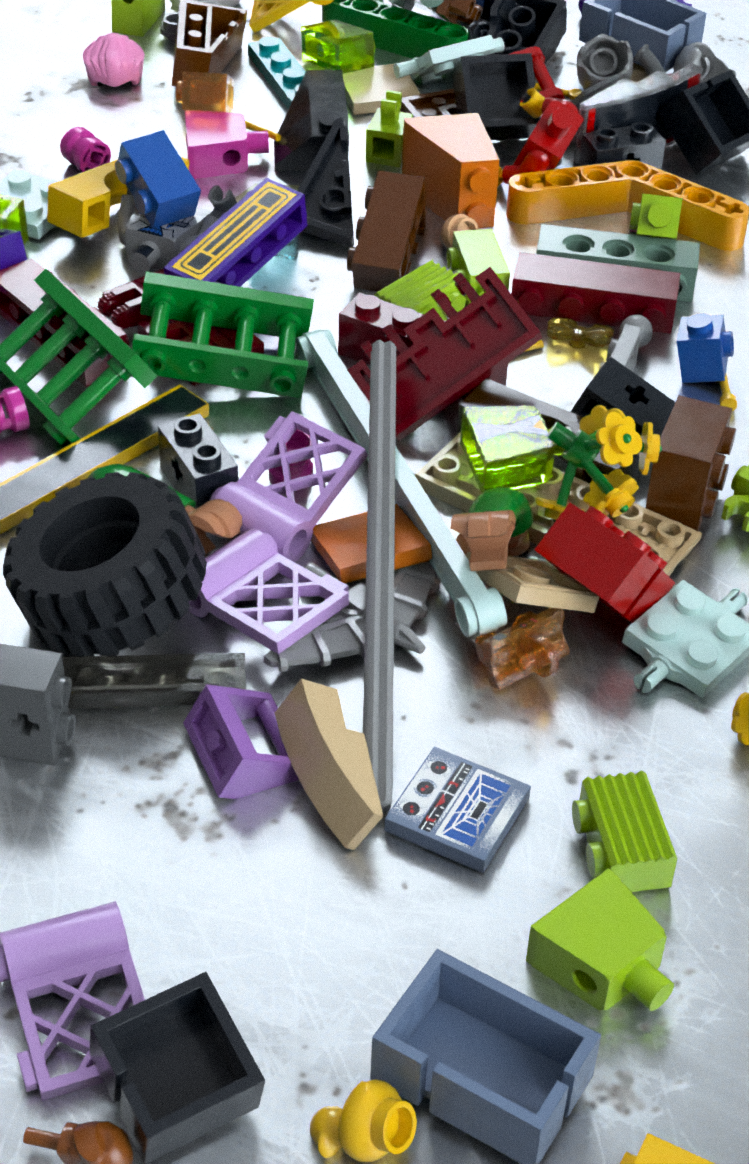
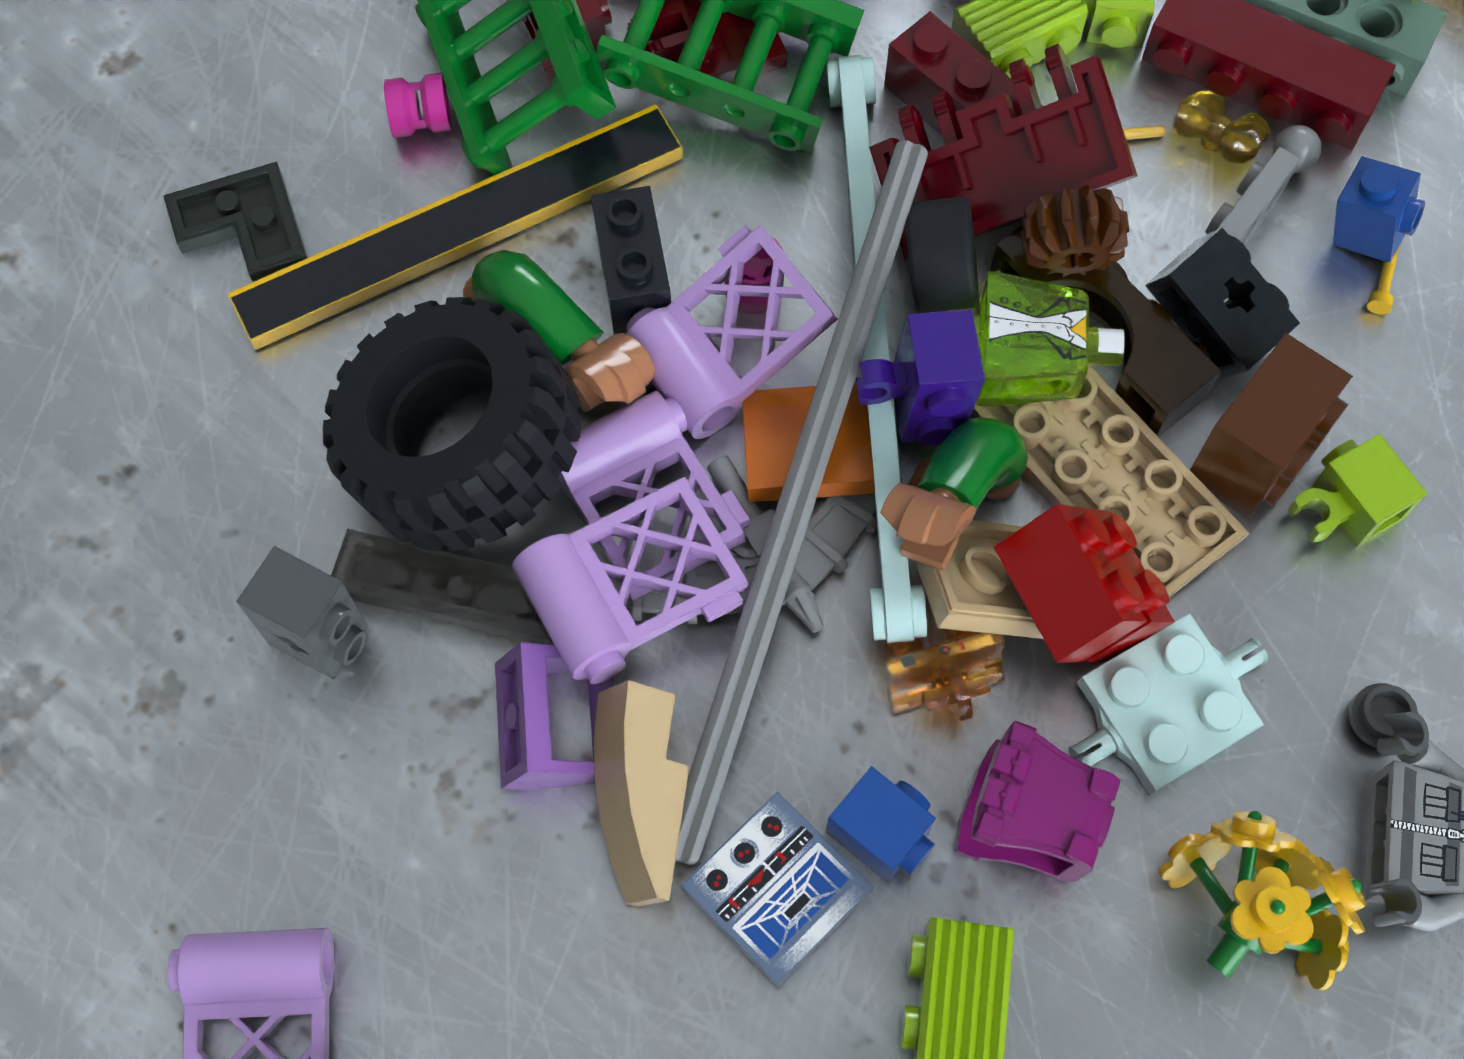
camera: 20 degrees right, 25 degrees up
(249, 651) = (583, 607): none -> lavender piece
(426, 412) = (942, 255): none -> black tyre
(449, 464) = (931, 378): none -> dark purple brick
(513, 372) = (1074, 231): none -> reddish brown gear
(522, 744) = (884, 825): none -> blue brick
(617, 442) = (1136, 431): yellow plant -> none
(629, 703) = (1036, 807): none -> magenta piece

